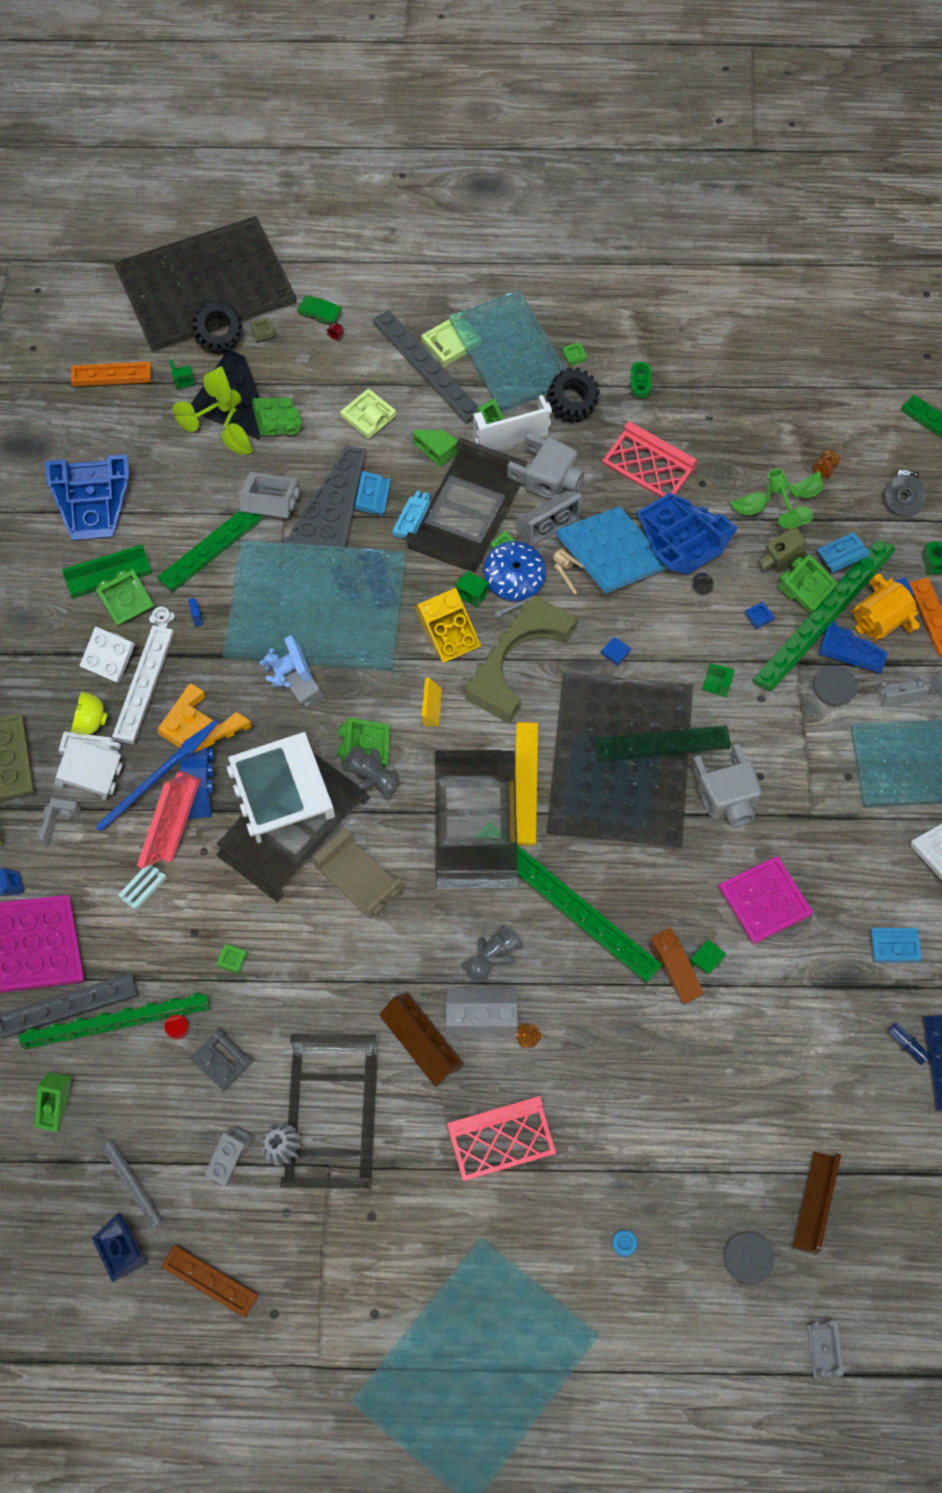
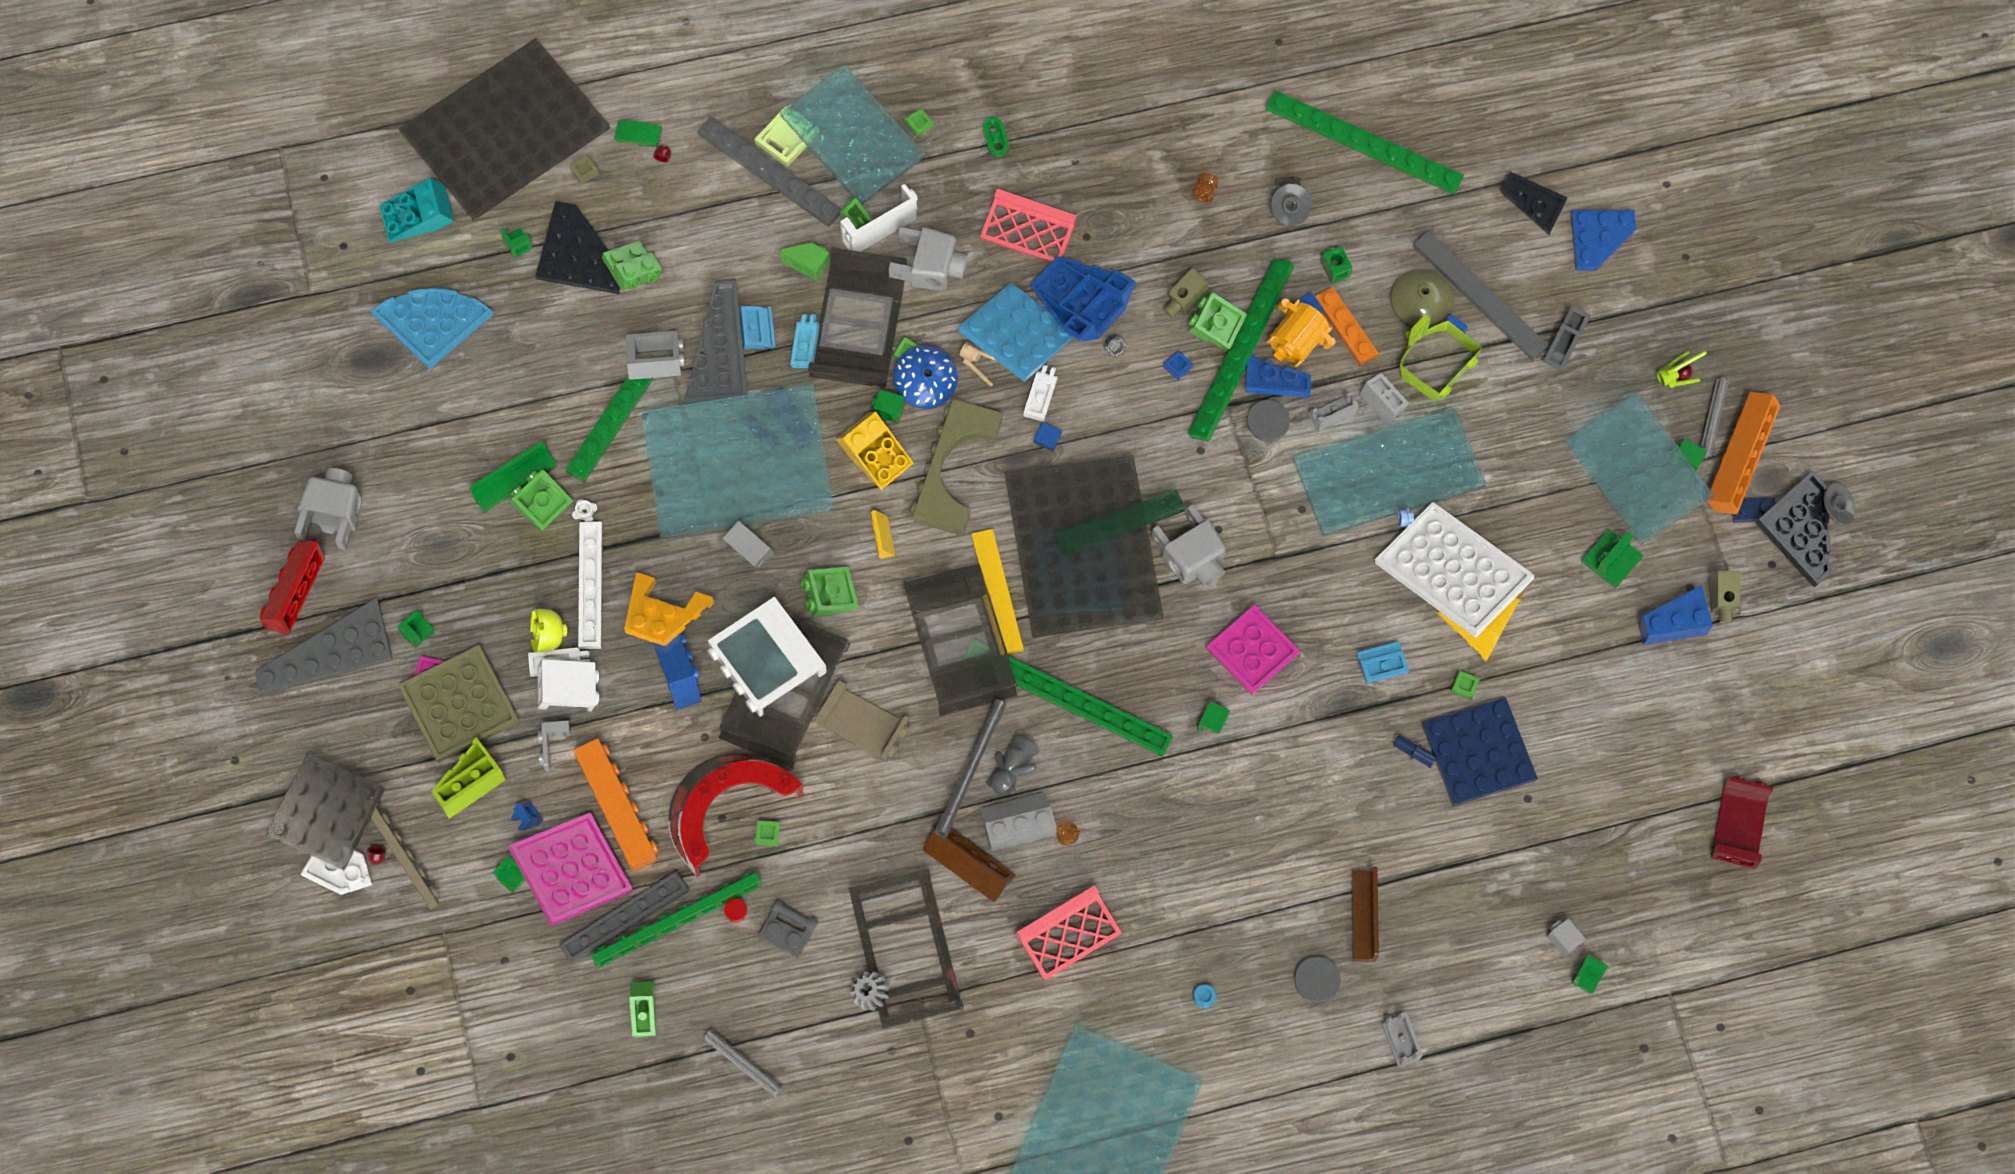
camera: 20 degrees left, 5 degrees up
(84, 424) = (431, 321): none -> dark azure plate
(89, 494) = (466, 398): blue wedge -> none
(95, 895) = (615, 805): none -> orange brick
(105, 331) = (417, 211): none -> teal slope
(107, 654) = (544, 563): white plate -> none
(111, 373) = (440, 257): orange plate -> none
(119, 1248) = (750, 1121): dark blue slope -> none
(147, 893) = (665, 769): light aqua tile -> none
(169, 819) = (670, 714): coral fence -> none
(187, 748) = (662, 640): blue piece -> none
(190, 893) = (704, 785): none -> red windscreen
(195, 612) = (617, 497): blue tile -> none
(209, 1281) = (841, 1128): dark orange tile -> none
(216, 386) = (577, 259): lime plant -> none
(221, 311) = (554, 171): black tyre -> none
(227, 1154) = (823, 1013): light grey bracket -> none
(293, 661) = (731, 531): light blue piece -> none
(368, 413) = (725, 239): yellowish green plate -> none
(371, 770) = (845, 617): dark grey piece -> none
(445, 949) = (948, 817): none -> flat silver piece
(498, 614) = (922, 425): light grey hinge -> none
(549, 517) = (944, 311): light grey slope -> none
(580, 382) = (943, 161): black tyre -> none
(619, 611) = (1041, 394): none -> white hinge
(675, 965) = (1186, 733): dark orange slope -> none
(718, 680) = (1155, 443): green panel -> none
(778, 483) = (1191, 219): bright green plant -> none
(842, 552) = (1244, 280): dark azure plate -> none

